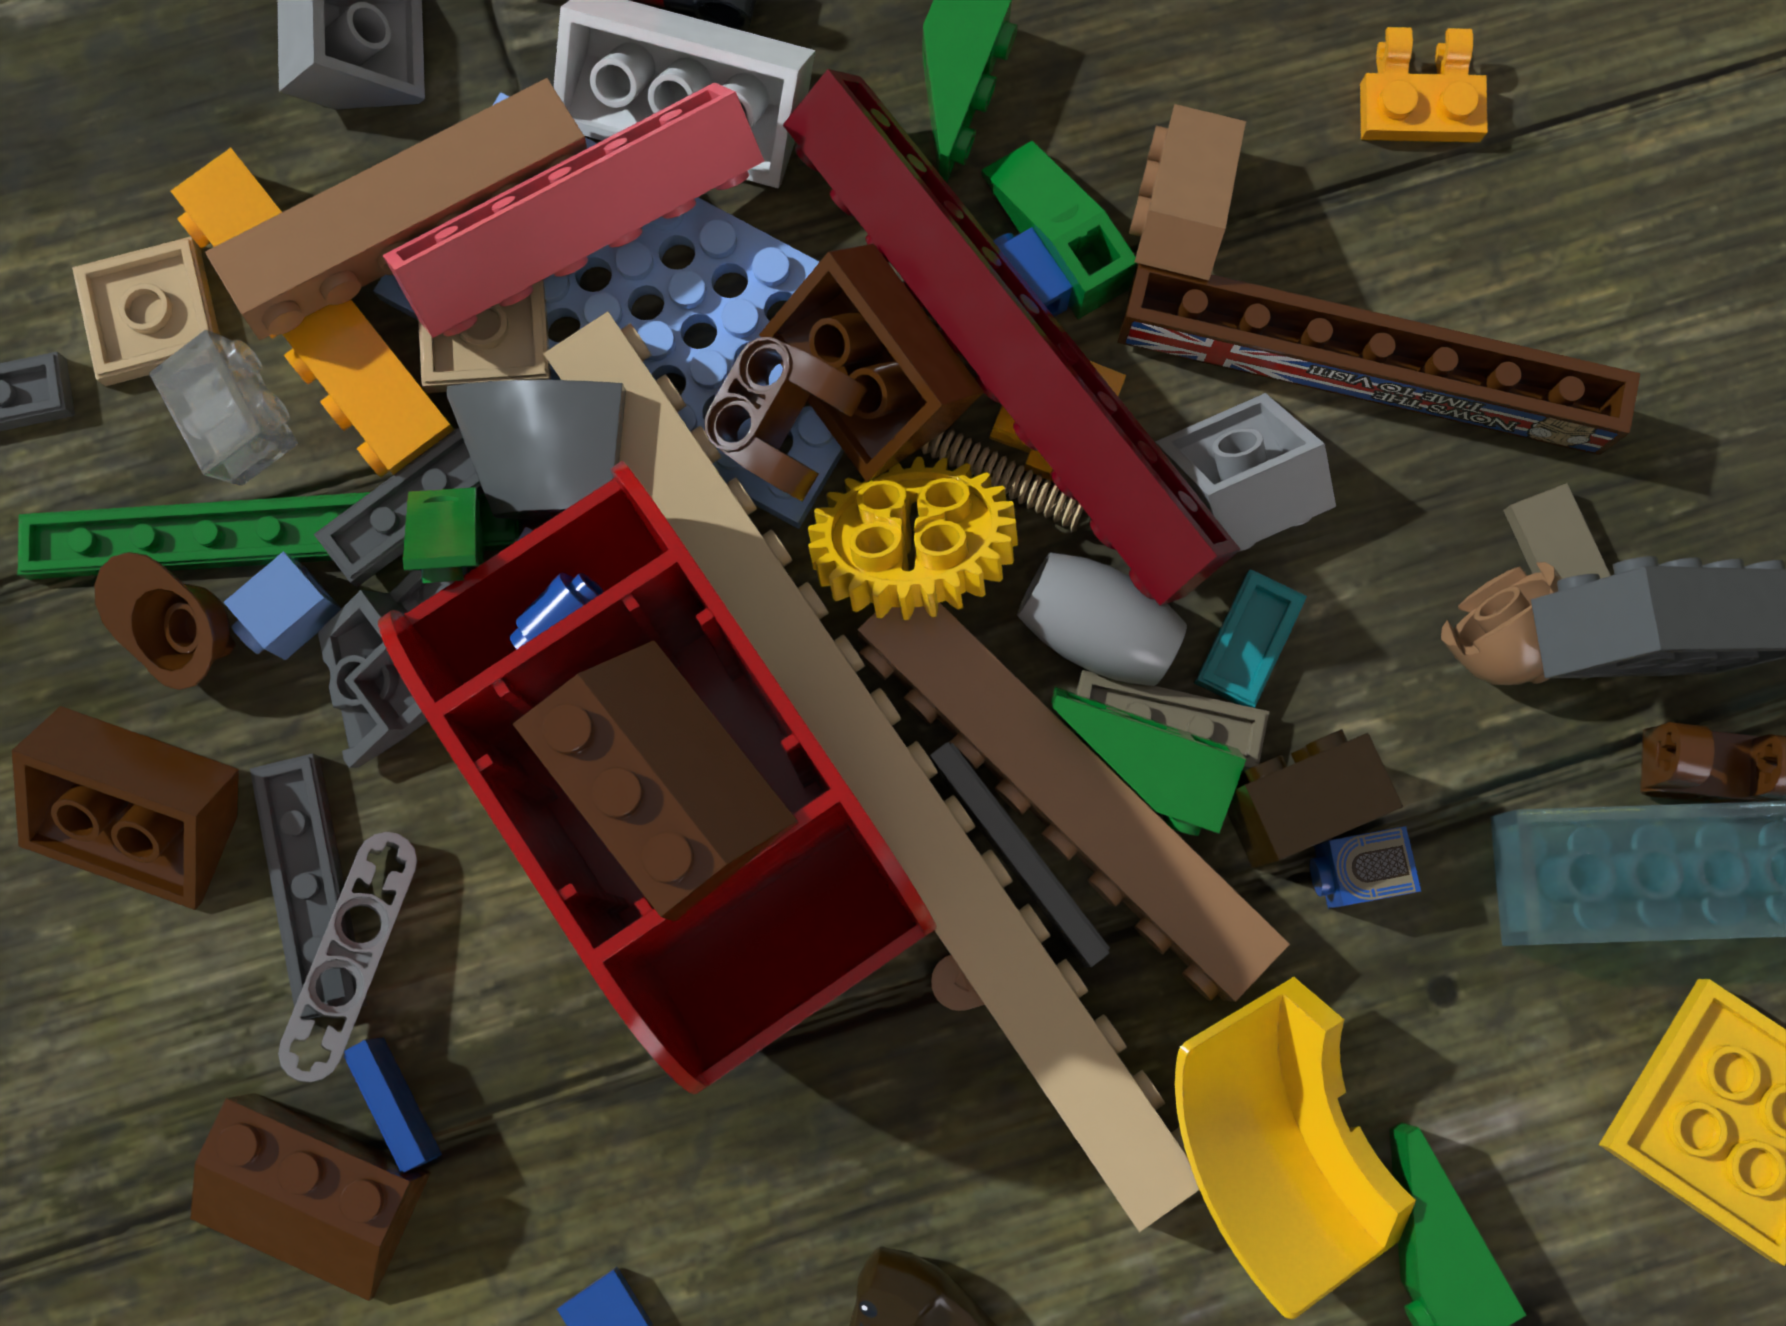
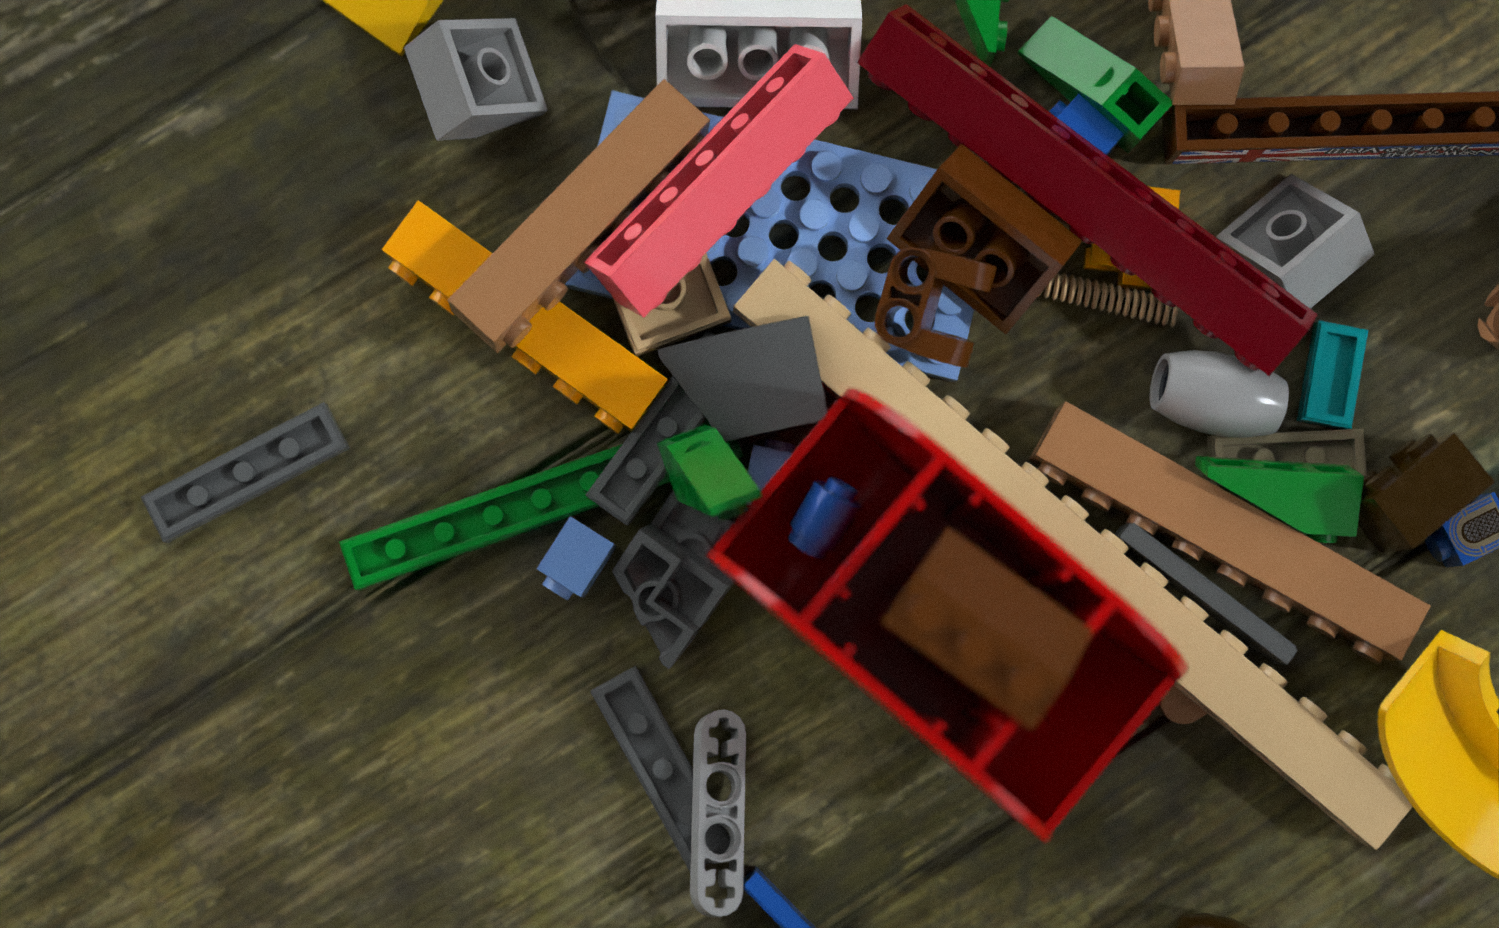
camera: 20 degrees left, 5 degrees up
(123, 805) = (504, 747): reddish brown slope -> none
(143, 307) = (382, 348): tan tile -> none
(162, 621) = (489, 596): reddish brown piece -> none
(224, 407) = (480, 412): clear brick -> none
(958, 538) = (1095, 356): yellow gear -> none

